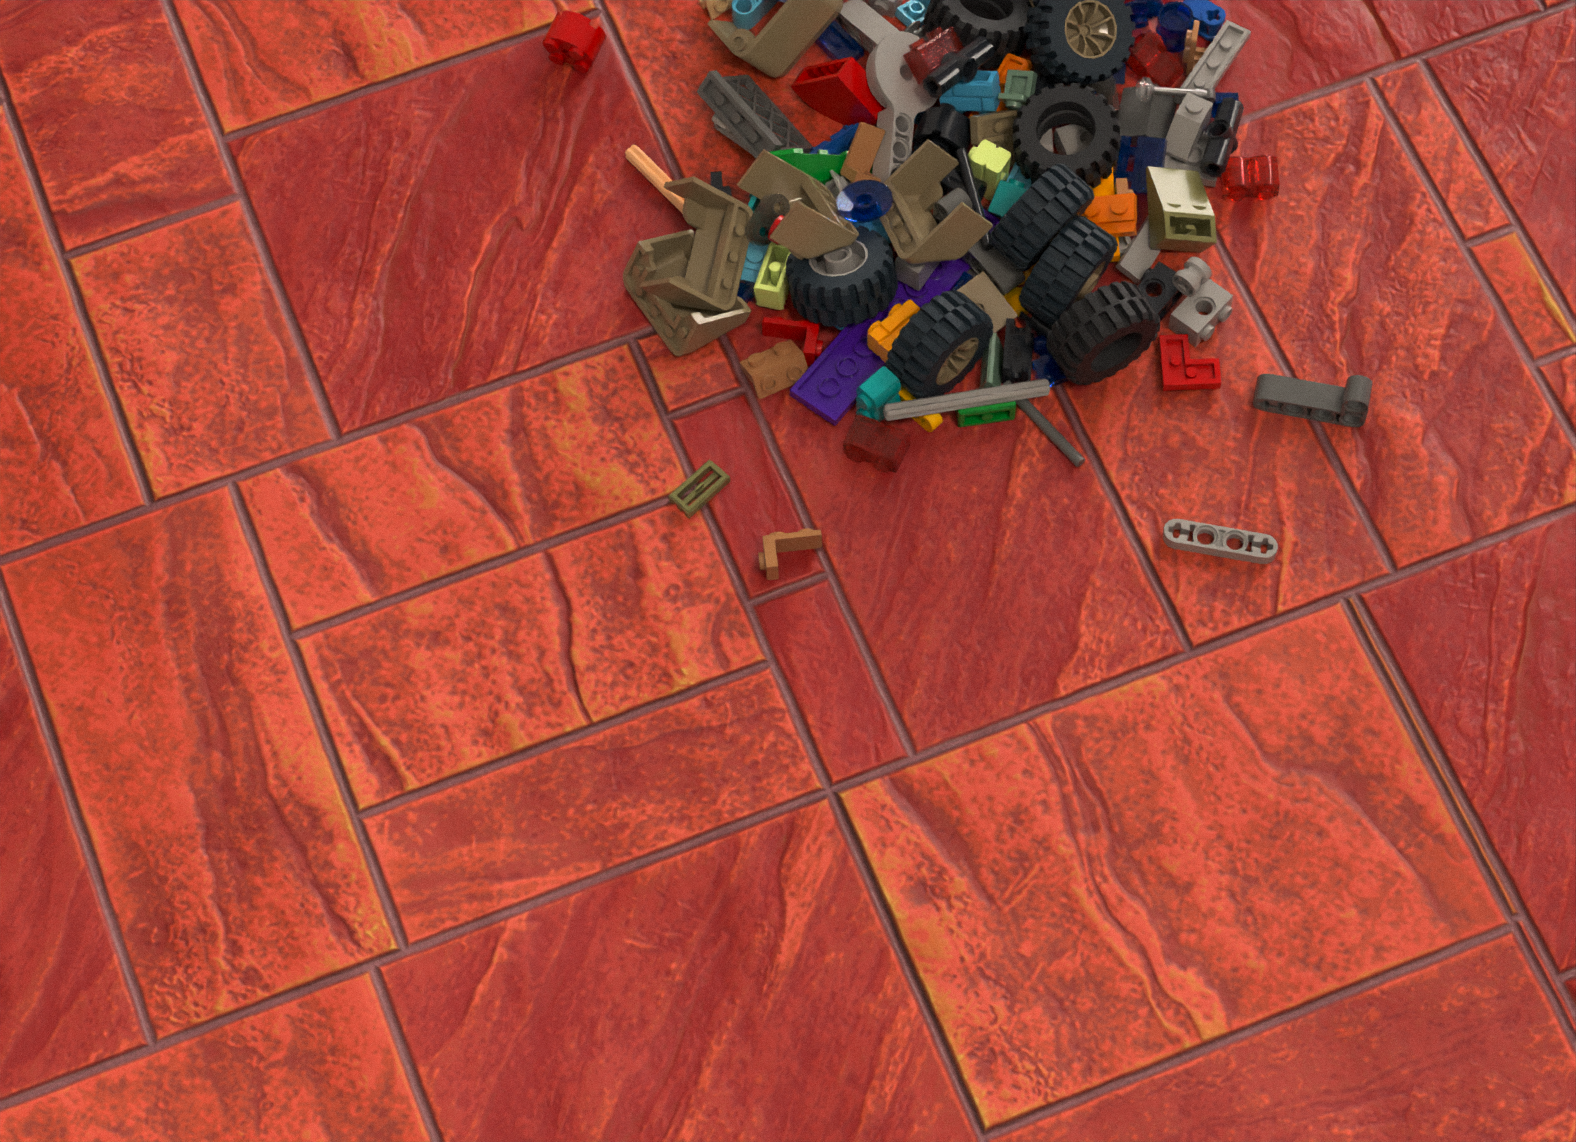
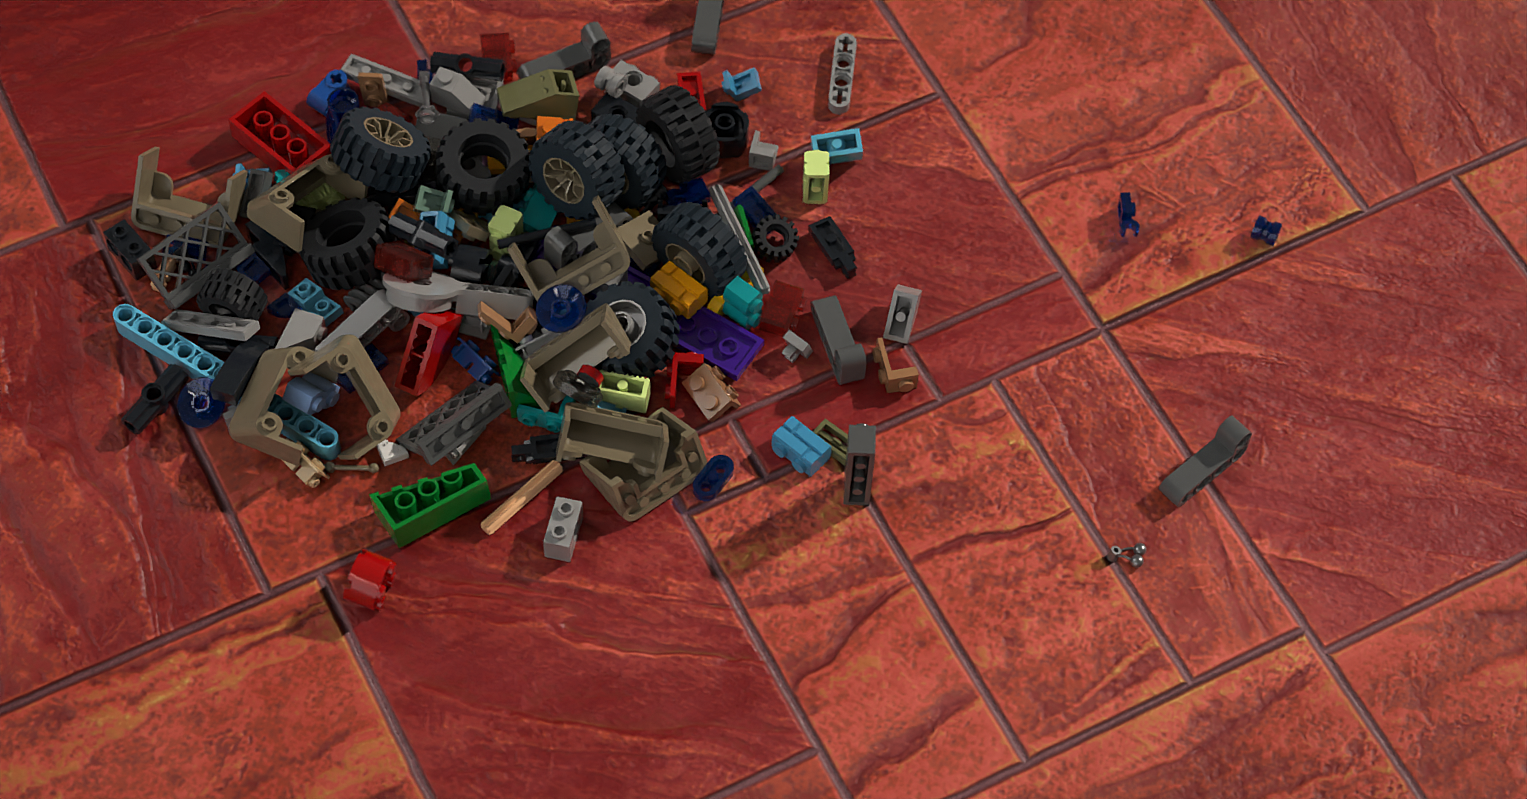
camera: 100 degrees left, 5 degrees down
(512, 779) = (1136, 560): none -> flat silver piece
(615, 215) = (563, 529): none -> light grey brick
(637, 478) = (859, 464): none -> dark grey brick
(637, 887) = (1208, 463): none -> dark grey beam
(657, 93) = (430, 502): none -> green wedge
(668, 360) = (712, 479): none -> clear blue plate
(693, 447) = (800, 446): none -> dark azure brick
(716, 55) = (330, 467): none -> dark tan hinge
(733, 67) = (391, 452): none -> white tile
(826, 454) = (795, 347): none -> light grey tile
(827, 497) = (845, 356): none -> dark grey beam
(862, 567) = (902, 313): none -> light grey slope
(950, 996) = (1266, 230): none -> clear blue wheel
(962, 506) = (834, 245): none -> black hinge
(967, 426) = (778, 225): none -> black tyre
(989, 833) = (1126, 211): none -> clear blue plate
(1015, 430) = (754, 206): none -> clear blue plate
(1052, 486) = (815, 177): none -> yellowish green brick
(1097, 515) = (841, 145): none -> medium azure brick
(1102, 442) = (762, 154): none -> light grey panel
(1128, 399) = (730, 127): none -> black brick
(1201, 424) = (742, 84): none -> dark azure bracket
(1250, 266) = (580, 58): none -> dark grey beam

